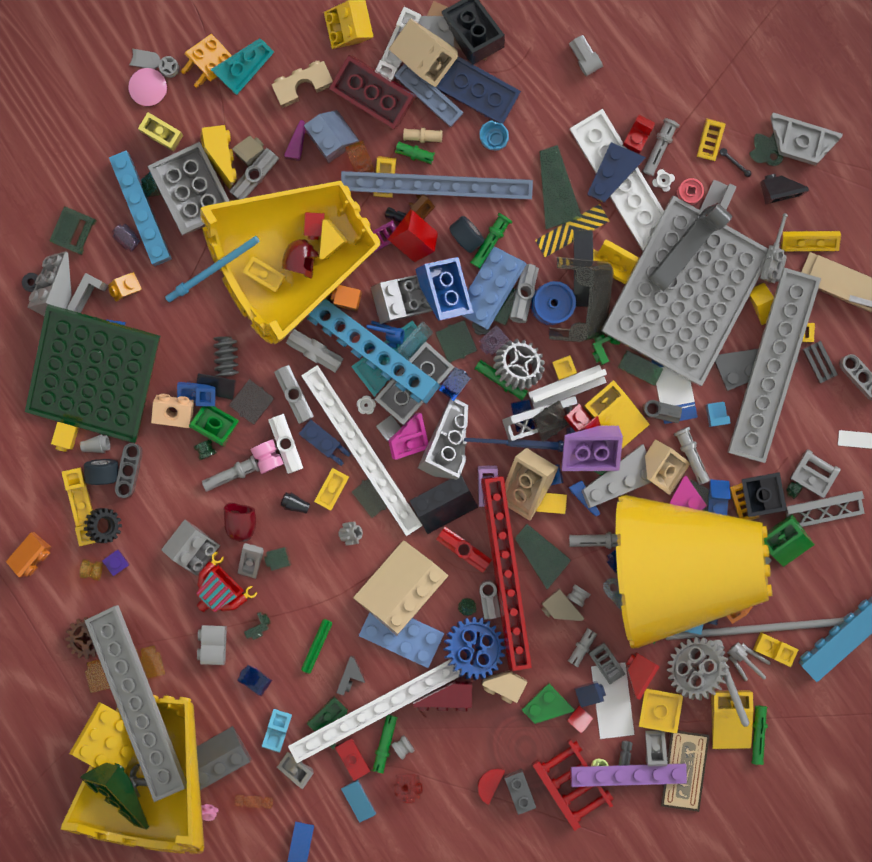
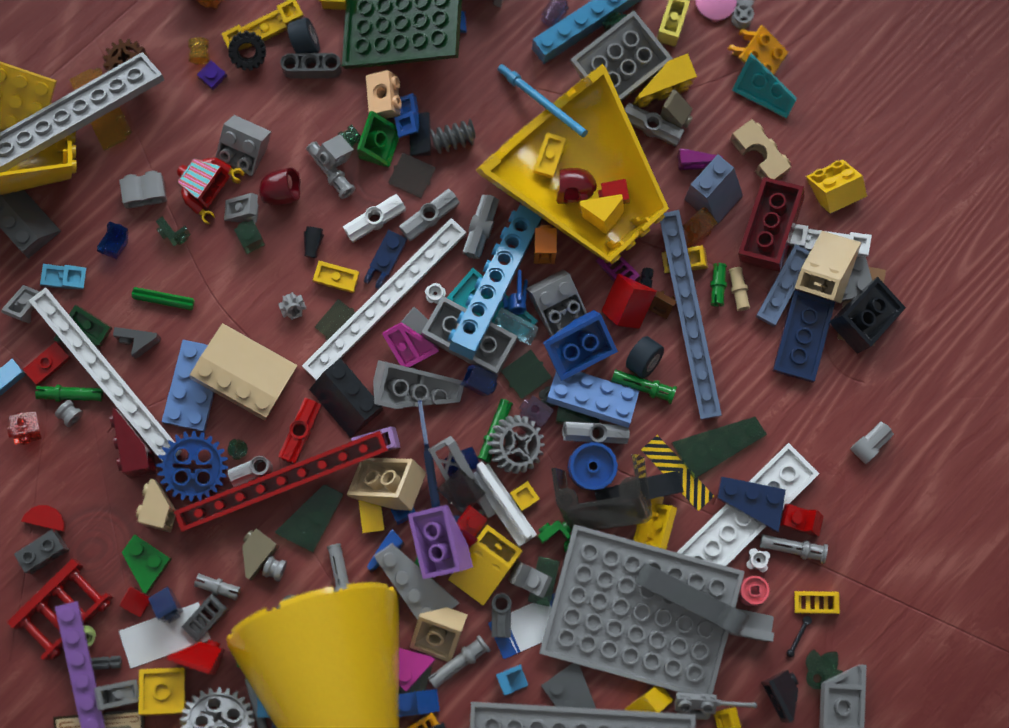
camera: 70 degrees right, 10 degrees down
(97, 444) = (332, 30): light grey cone -> none
(124, 286) = (503, 21): light orange bracket -> none
(218, 466) = (334, 152): none -> light grey brick
(267, 456) = (356, 201): bright pink wheel -> none
(494, 135) = (758, 362): dark azure hair -> none
(637, 379) = (529, 579): none -> light grey slope

